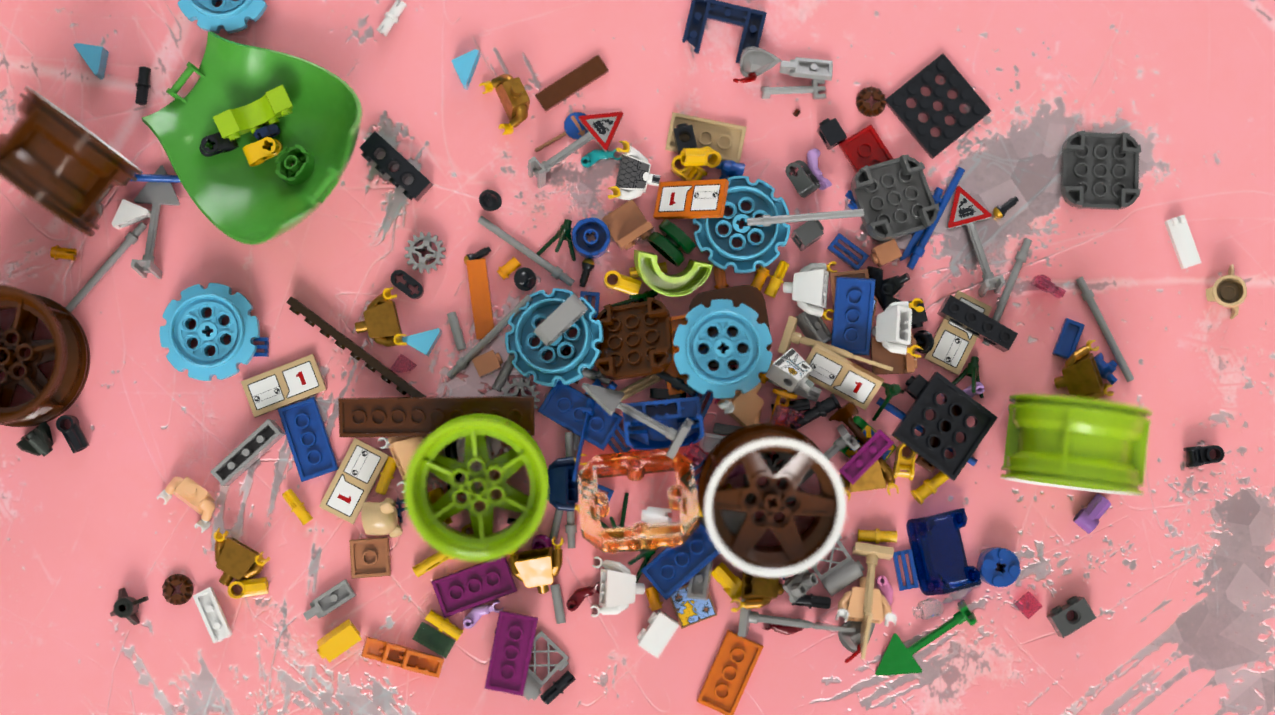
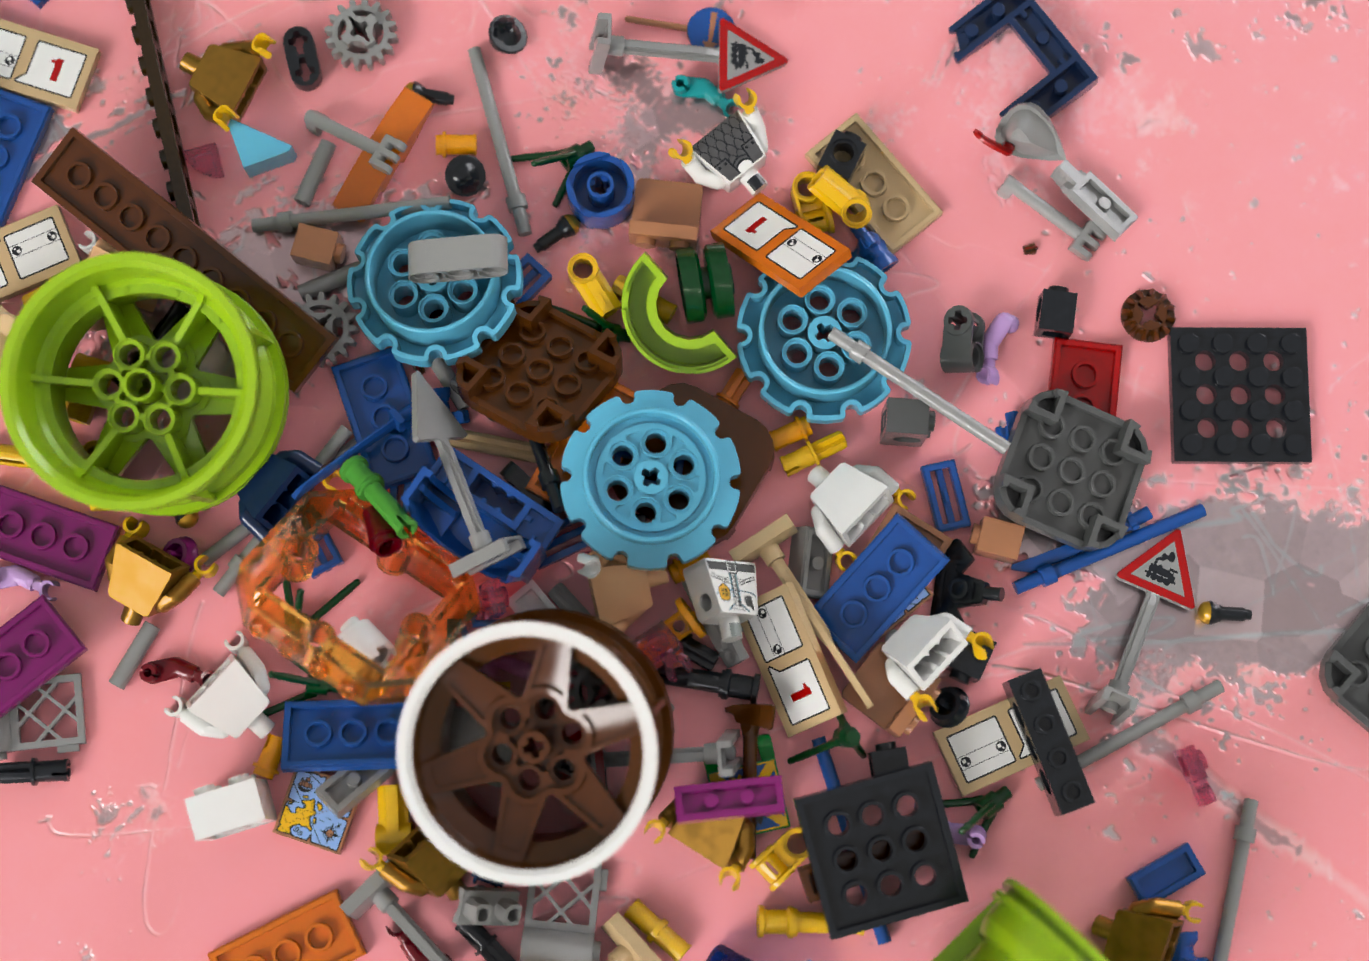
camera: 40 degrees right, 5 degrees down
(439, 307) = (318, 122): none -> light grey hinge
(603, 449) = (370, 487): none -> bright green pin
(626, 465) = (380, 534): none -> dark red cone

